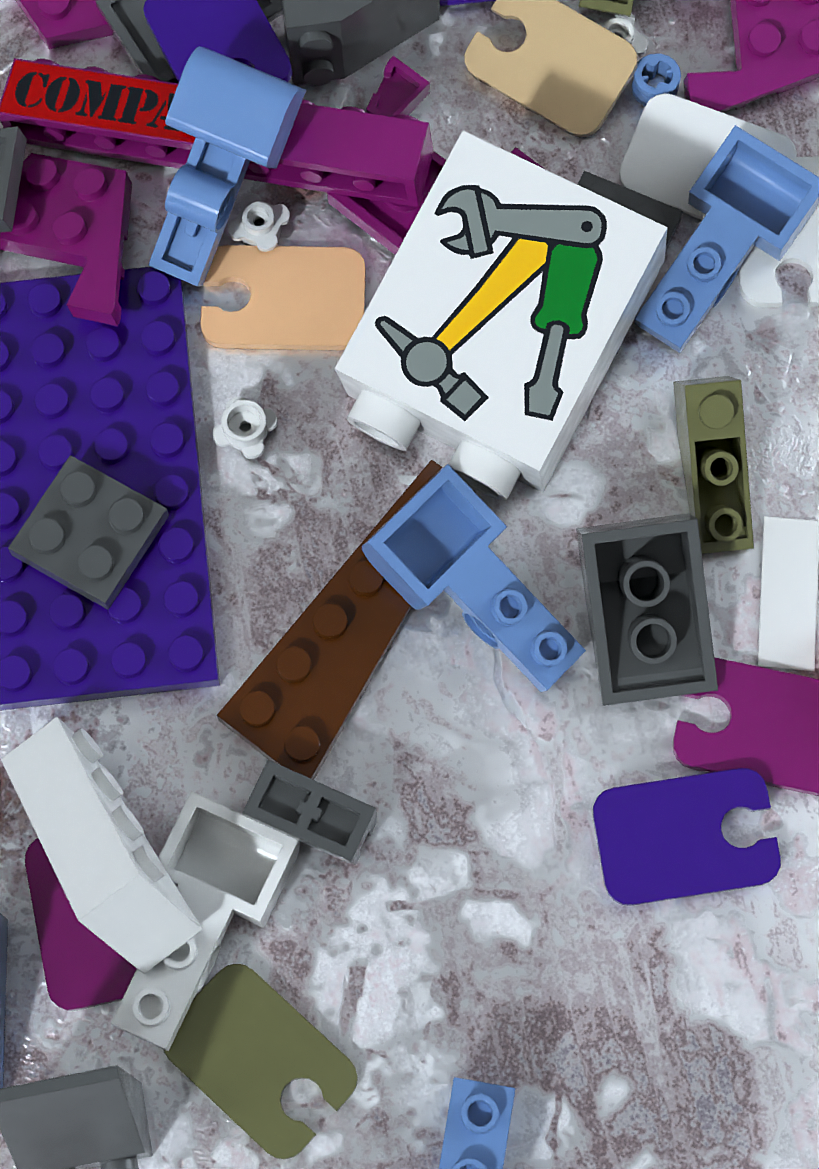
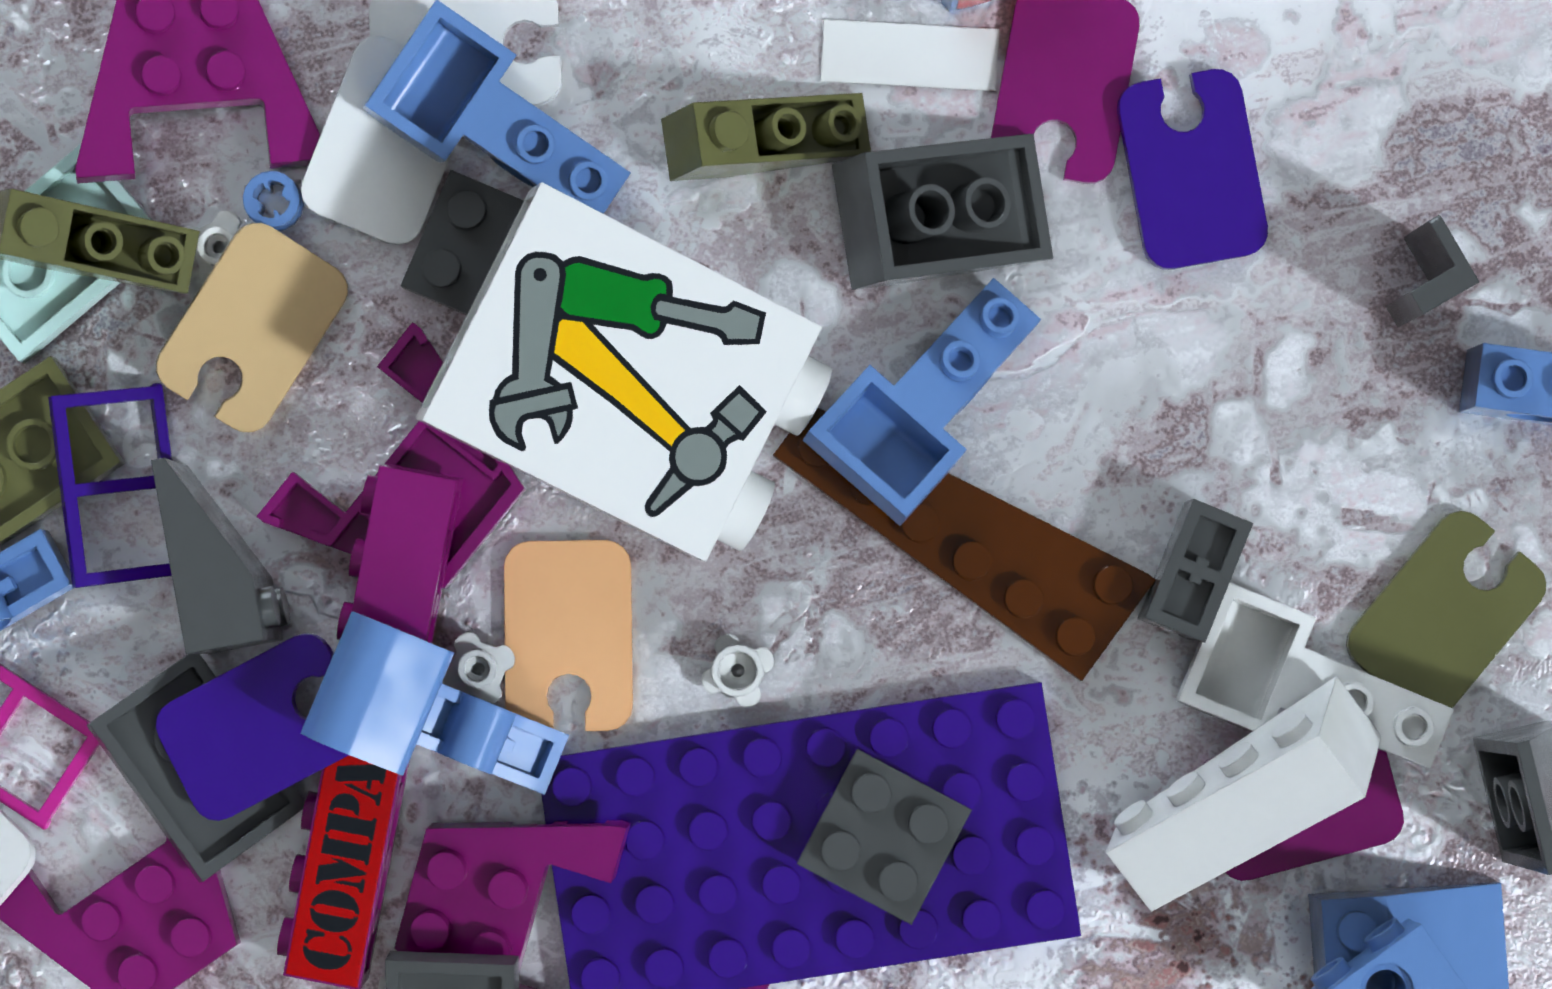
camera: 95 degrees left, 15 degrees up
(570, 1049) = (1443, 266): none -> dark grey panel

